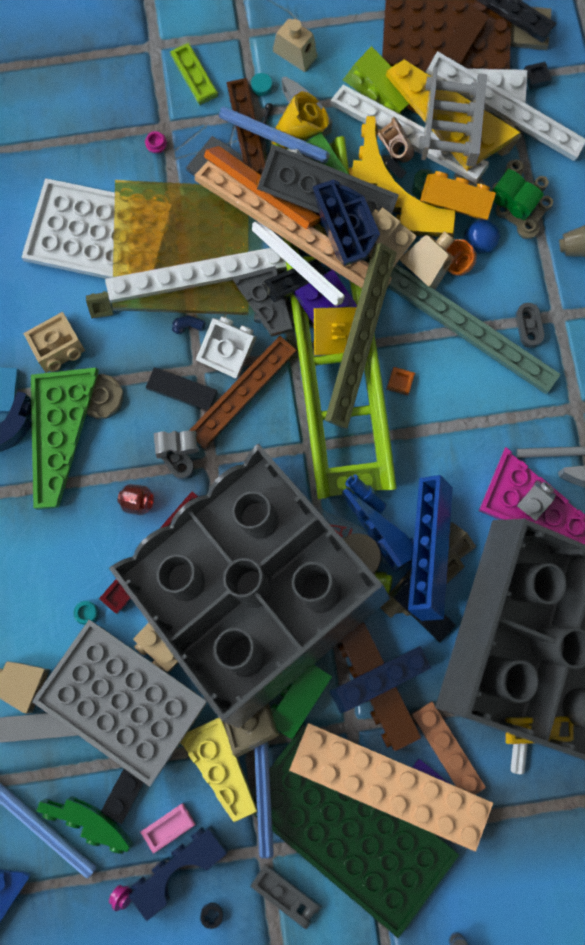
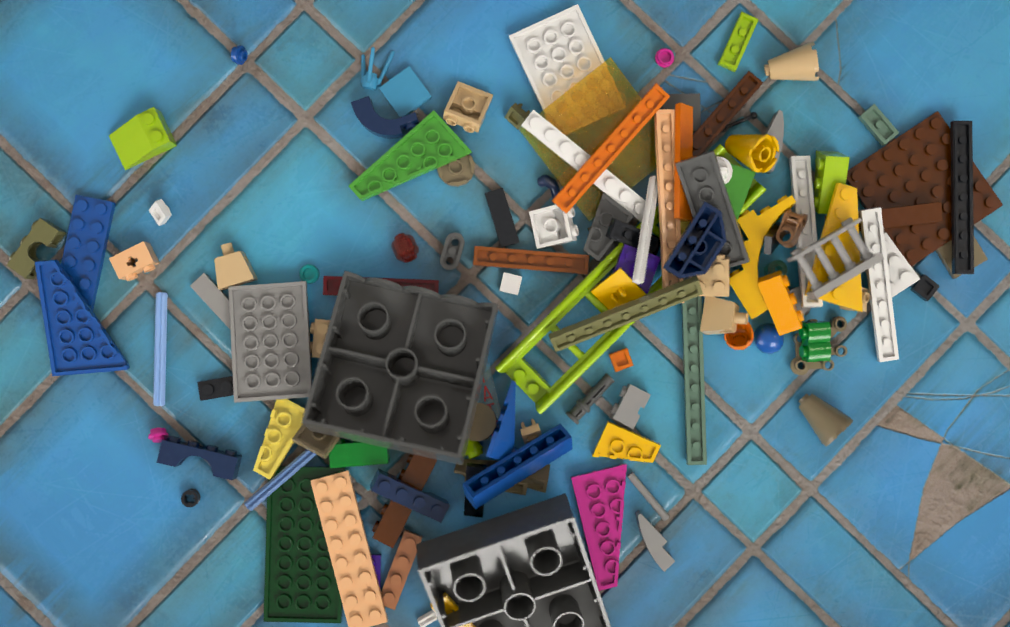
camera: 45 degrees right, 10 degrees up
(96, 826) = (187, 387): green slope -> none
(168, 828) = (220, 431): bright pink tile -> none
(179, 443) = (460, 245): light grey leg -> none
(197, 240) = (610, 148): none -> orange tile
(249, 428) = (510, 283): none -> white tile
(253, 38) = (796, 65): none -> tan cone
(261, 84) = (766, 96): teal tile -> none
(274, 135) = (729, 140): medium blue axle -> none
(285, 895) = (236, 534): dark grey plate -> none
(295, 44) = (814, 96): tan torso -> none
(361, 12) = (878, 125): none -> sand green plate
(365, 493) = (523, 396): blue pin -> none
(406, 515) = (531, 432): none -> tan tile
(418, 446) = (583, 406): none -> dark grey pin
(450, 404) = (629, 405): none -> light grey brick
(483, 437) = (624, 444): none -> yellow wing
(529, 326) = (727, 418): dark grey plate -> none
(537, 499) = (605, 511): light grey bracket -> none

